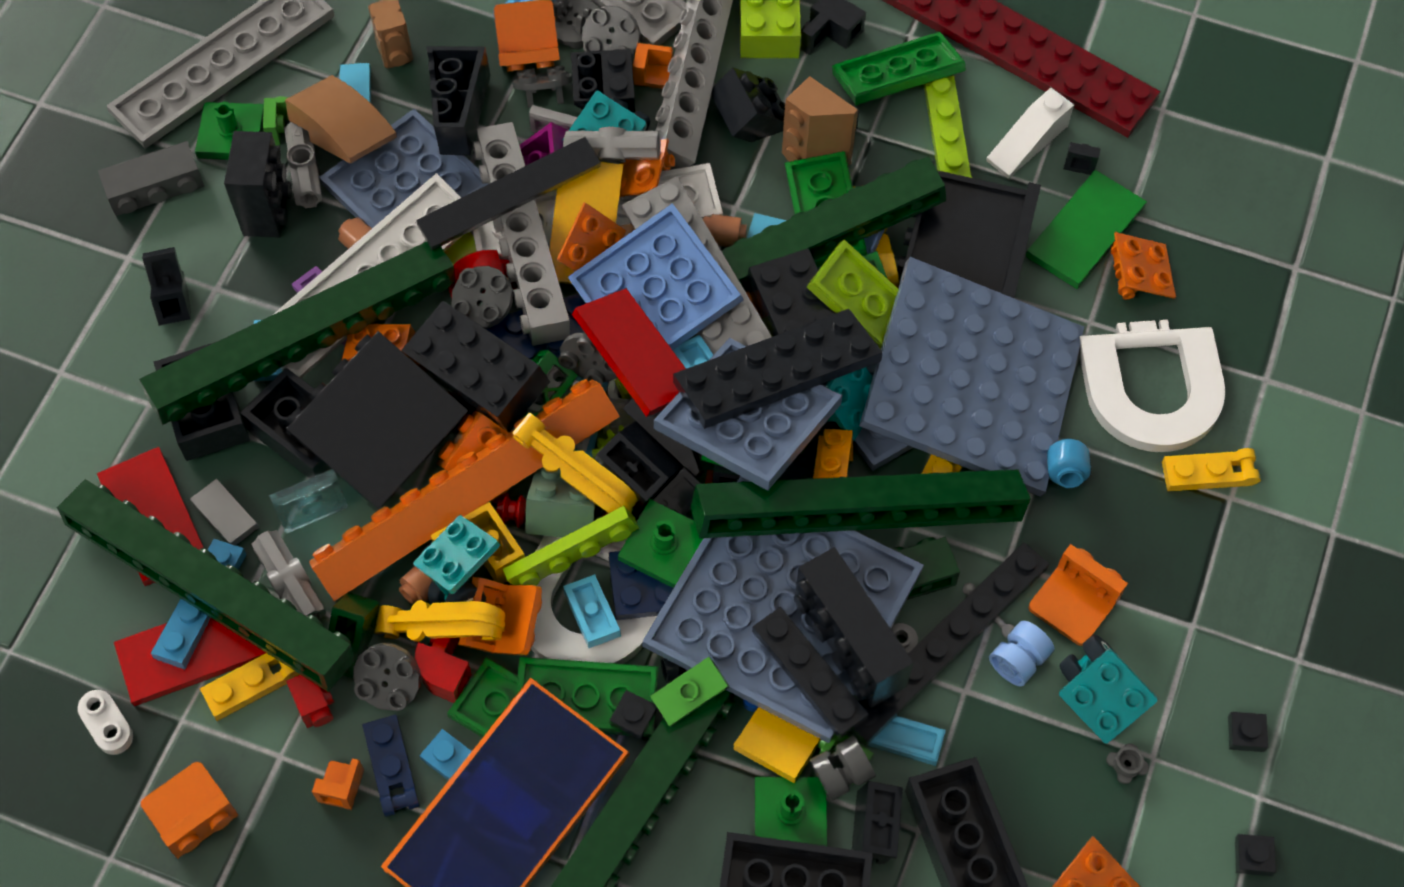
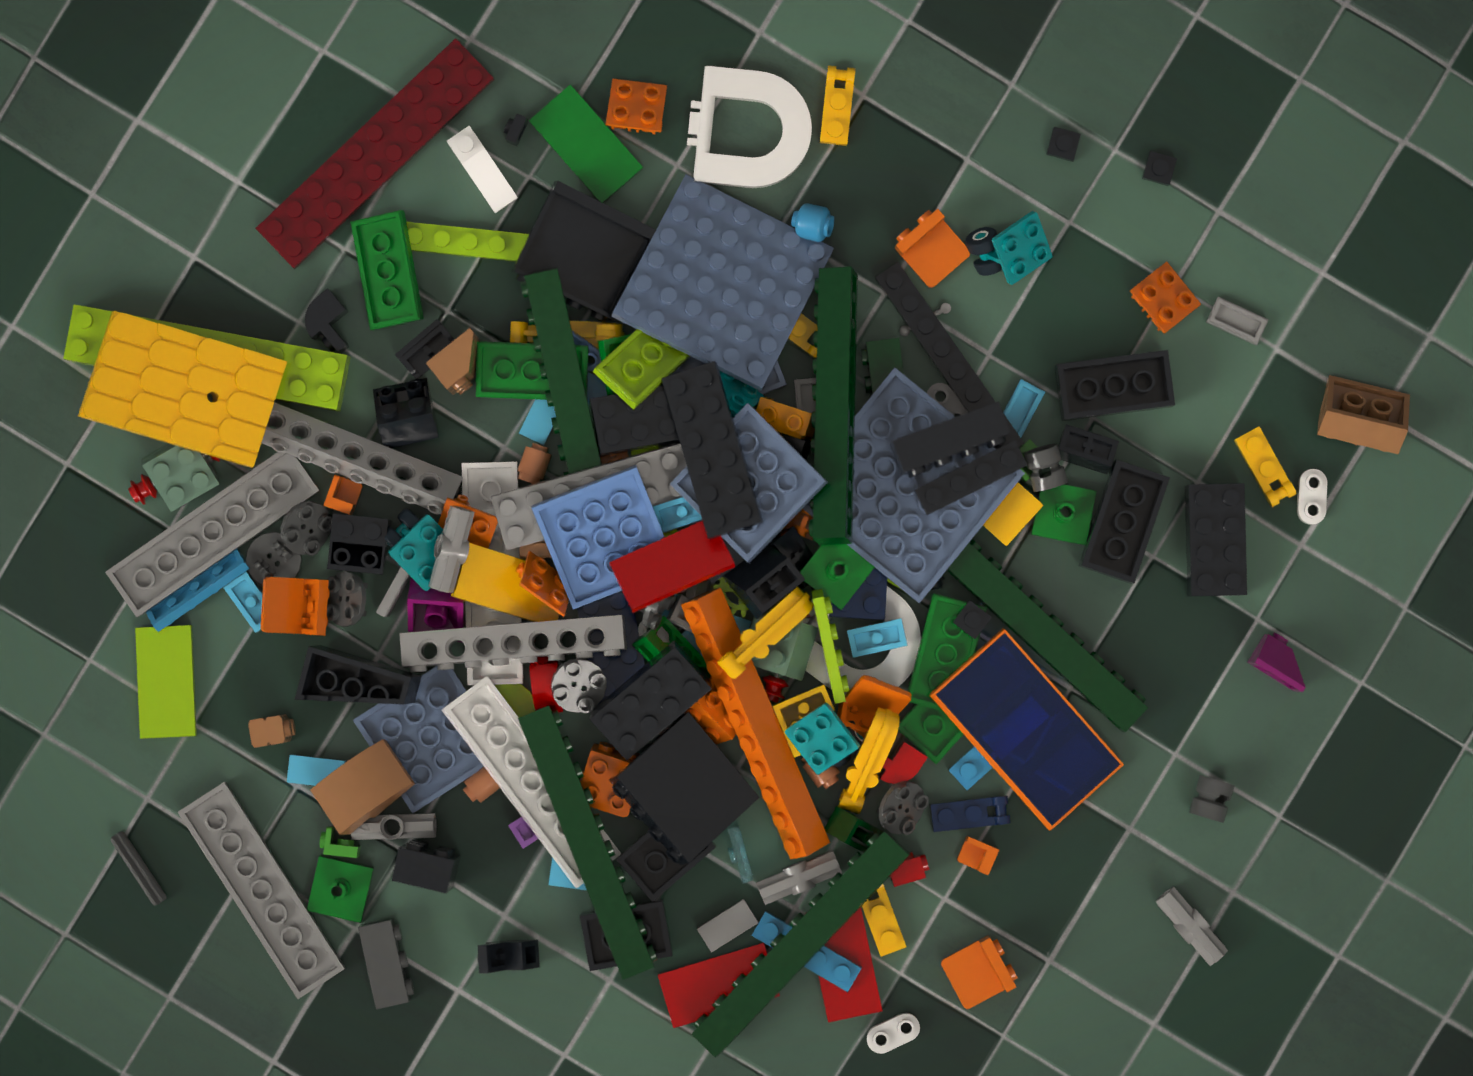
camera: 75 degrees left, 25 degrees up
(508, 193) = (490, 647): black tile -> none
(689, 691) = (967, 573): bright green plate -> none
(1025, 650) = (972, 304): light blue wheel -> none
(1134, 756) = (1069, 252): dark grey plate -> none

